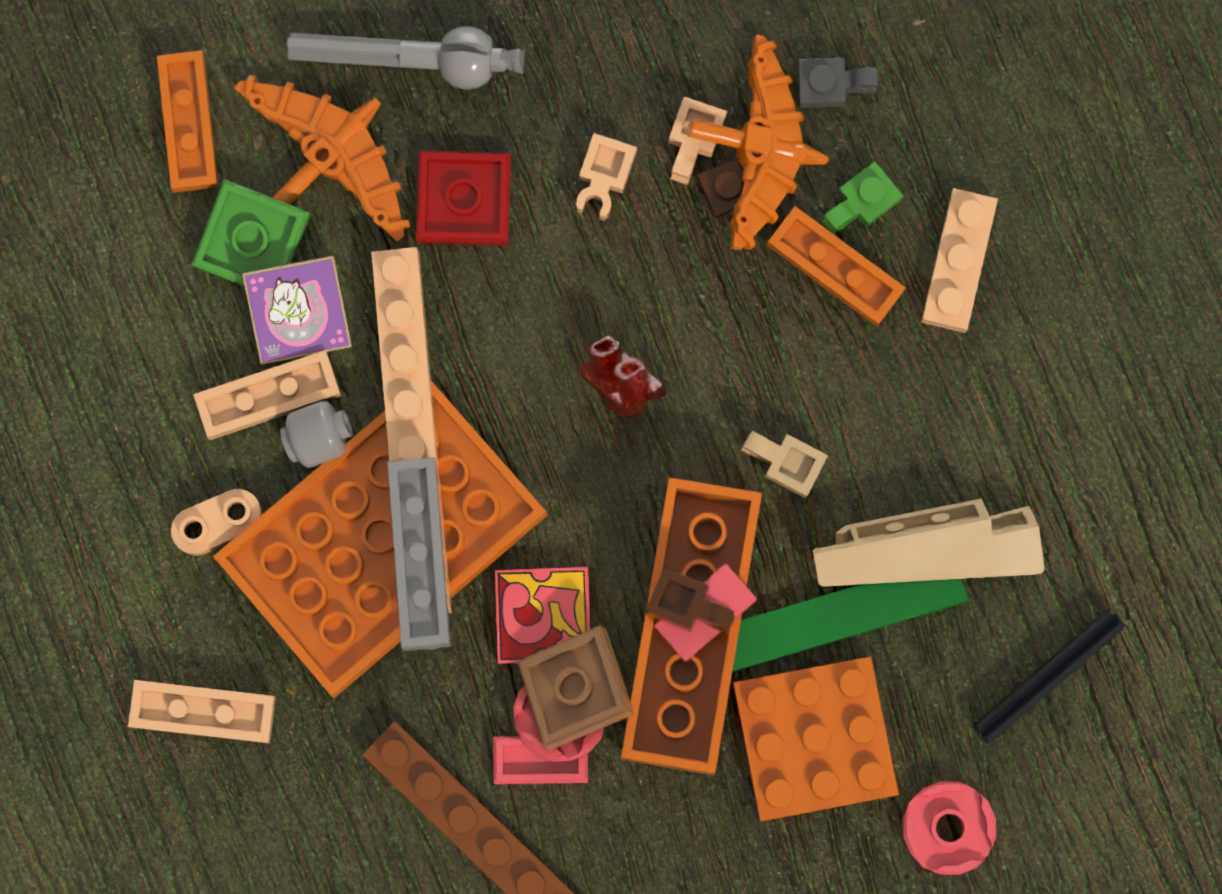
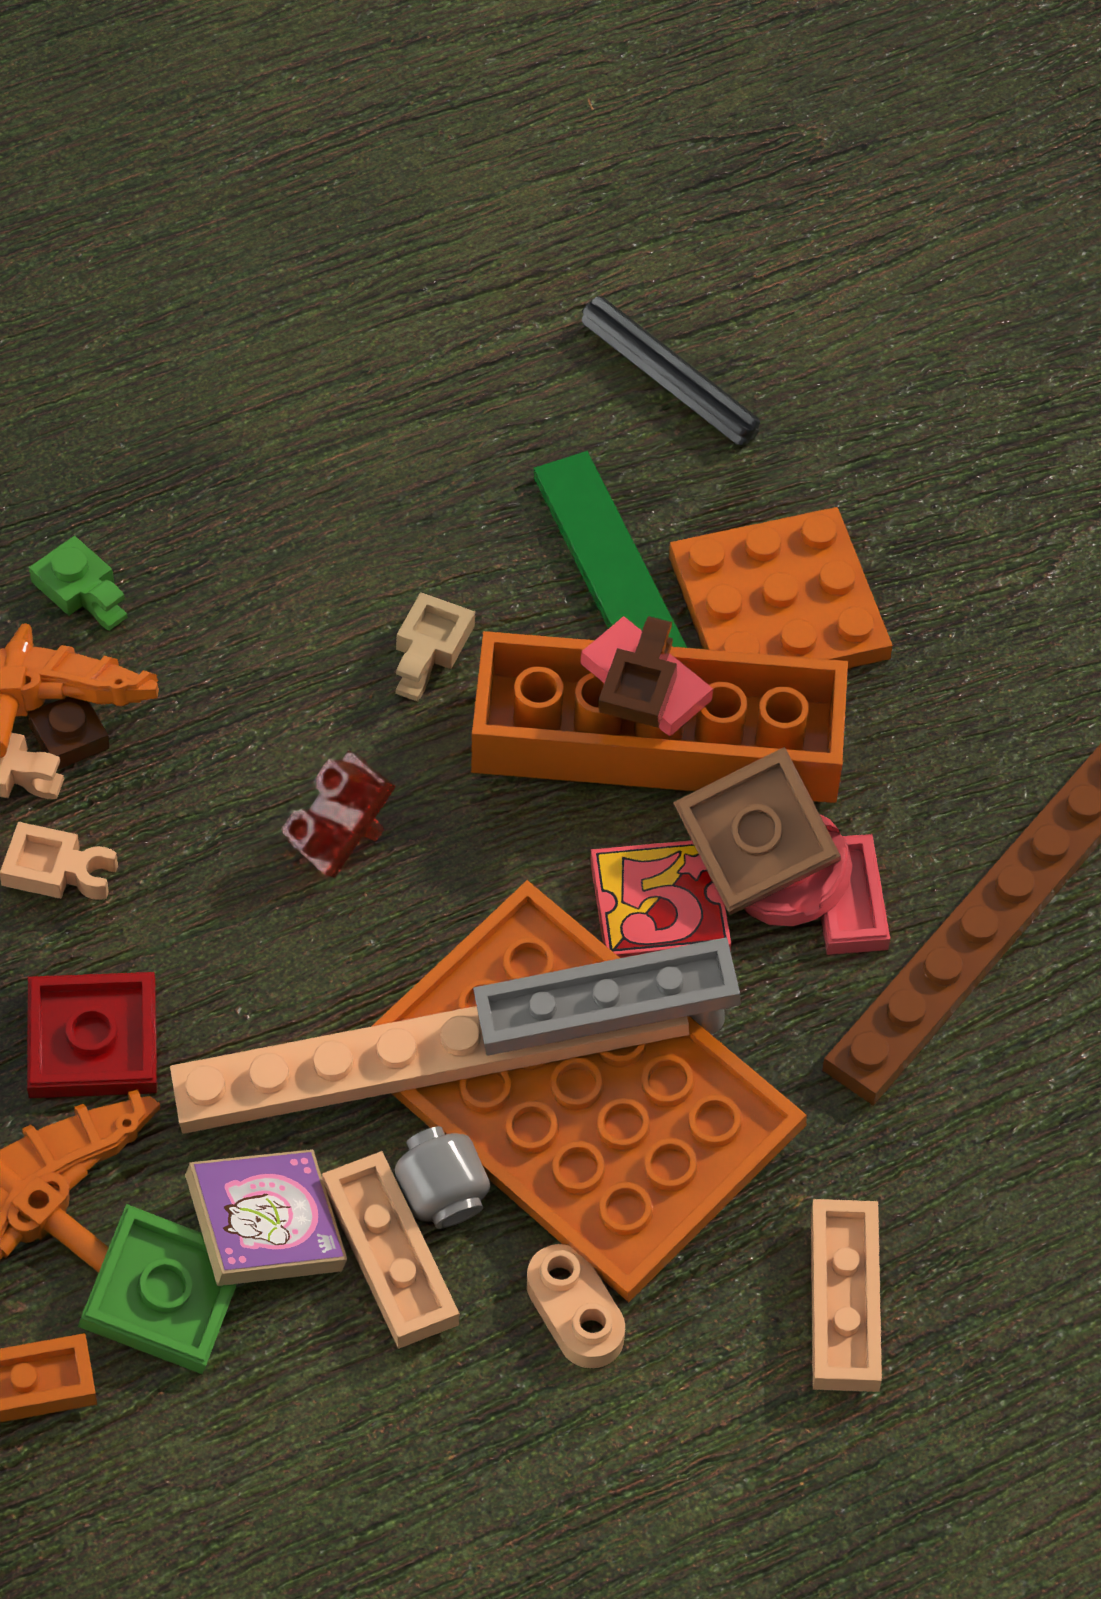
camera: 95 degrees left, 25 degrees down
(835, 266) = (171, 600): orange plate -> none
(922, 838) = (863, 488): coral tile -> none
(933, 545) = (523, 482): tan wedge -> none
(959, 260) = (154, 480): light nougat plate -> none

